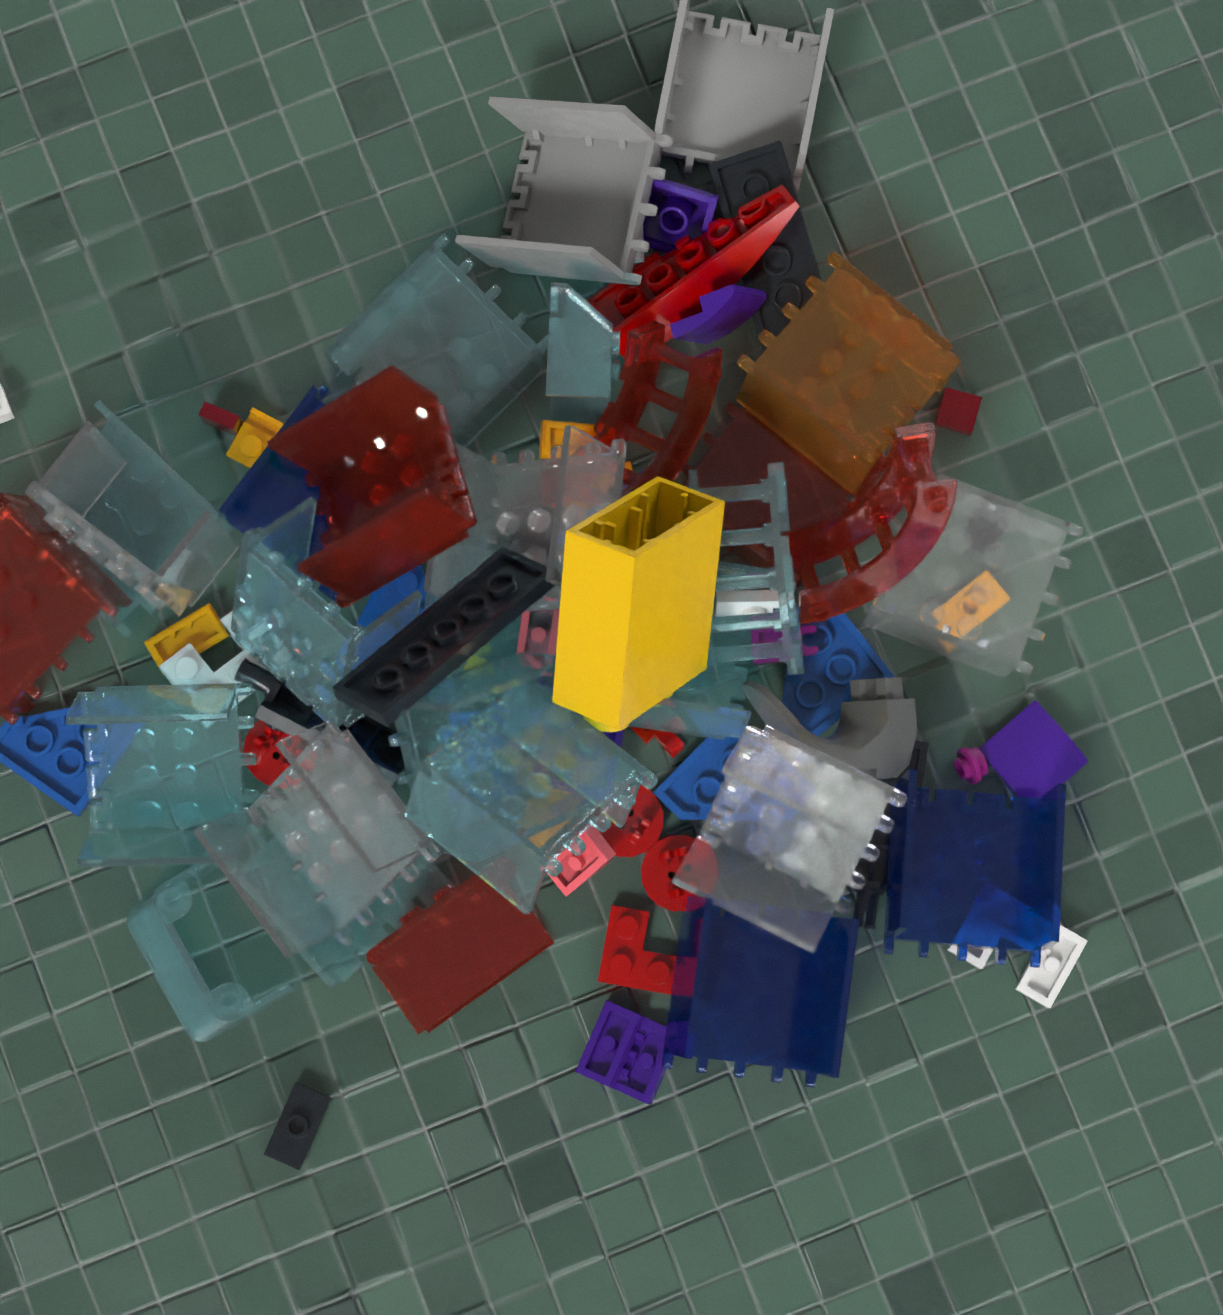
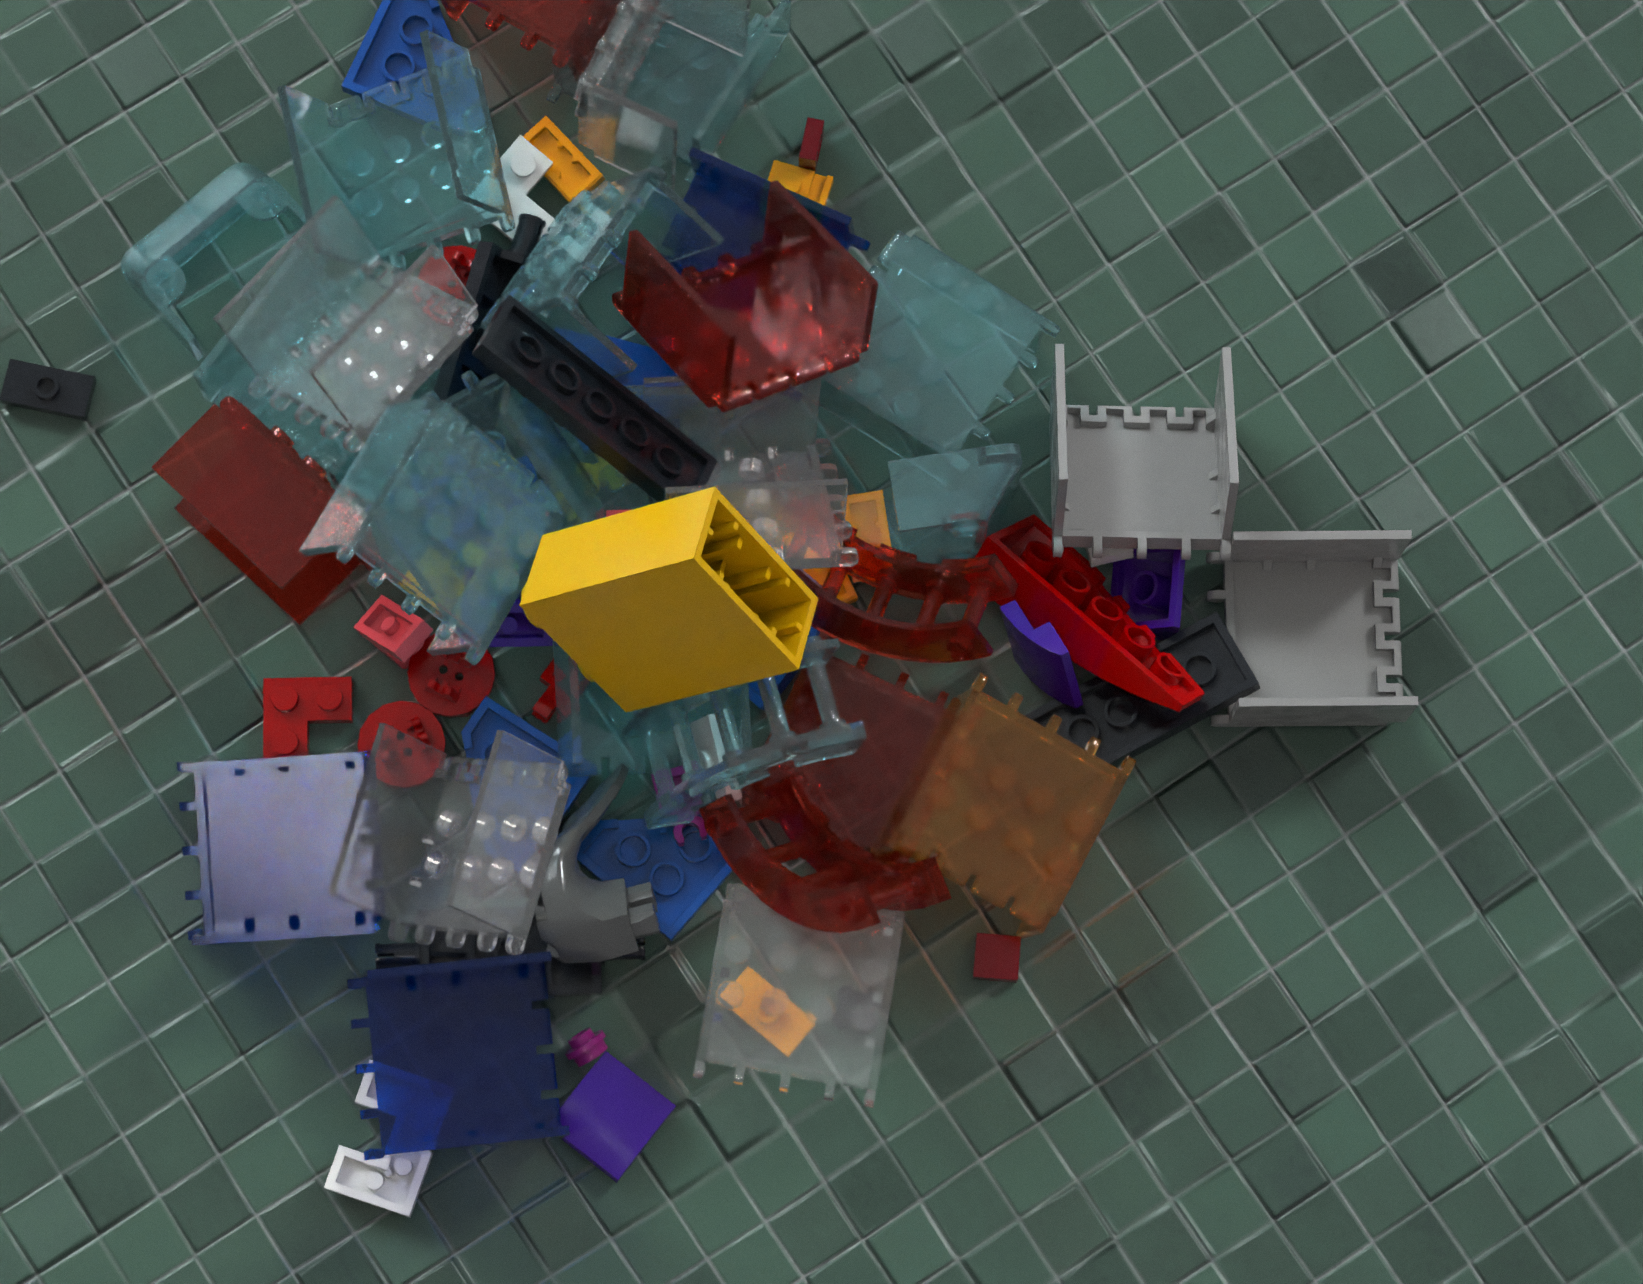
camera: 75 degrees right, 5 degrees down
(625, 1053) = (189, 724): dark purple slope -> none

